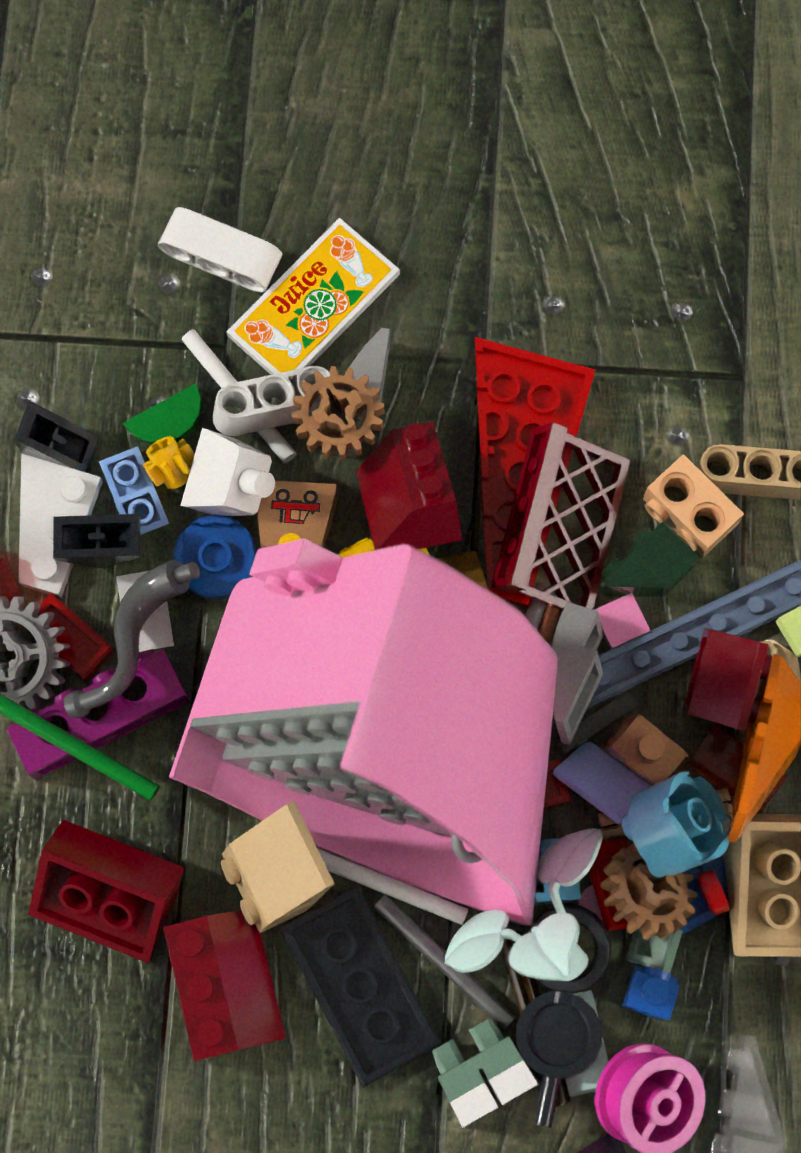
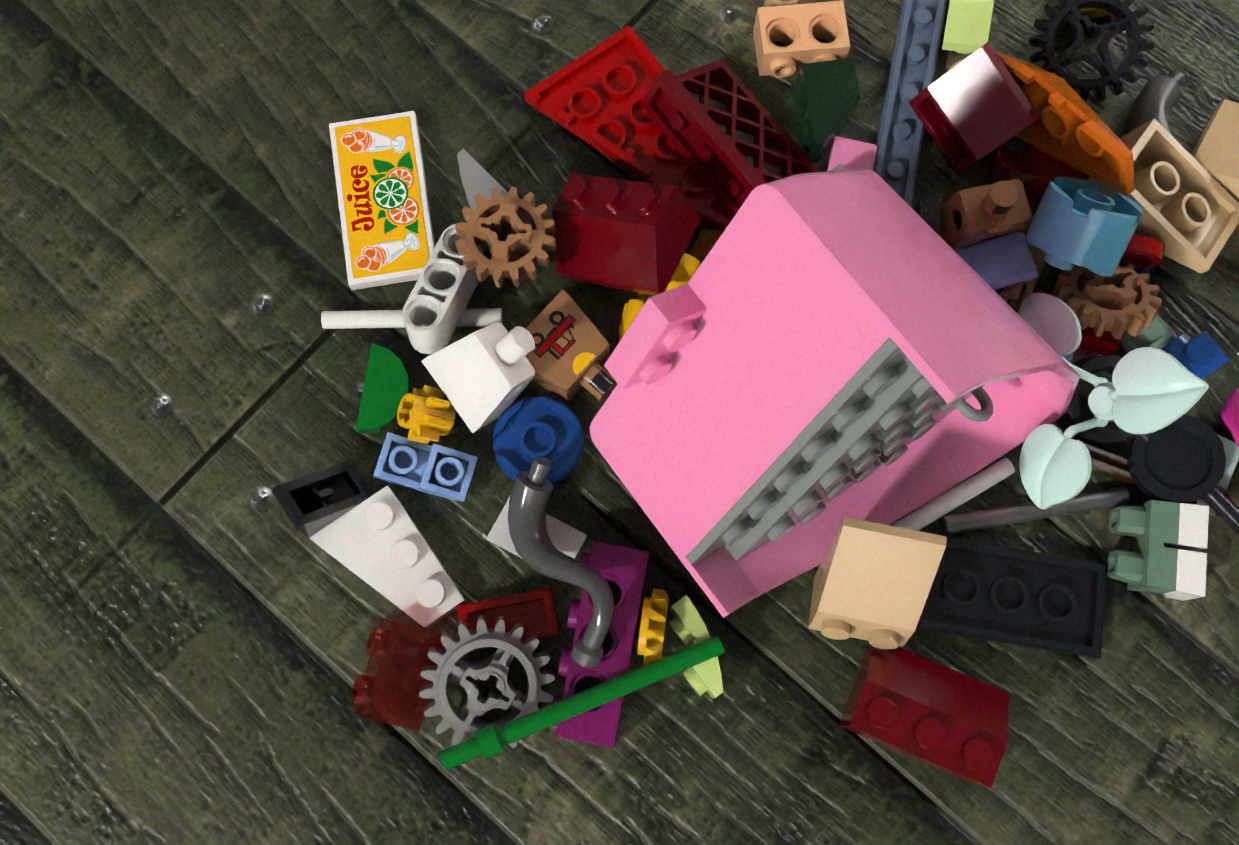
camera: 55 degrees left, 0 degrees up
(96, 539) = (446, 525): black slope -> none
(104, 890) = (768, 755): dark red slope -> none
(136, 738) = (653, 626): none -> yellow gear
(157, 767) = (690, 627): none -> yellowish green slope
(220, 249) = (271, 236): white beam -> none

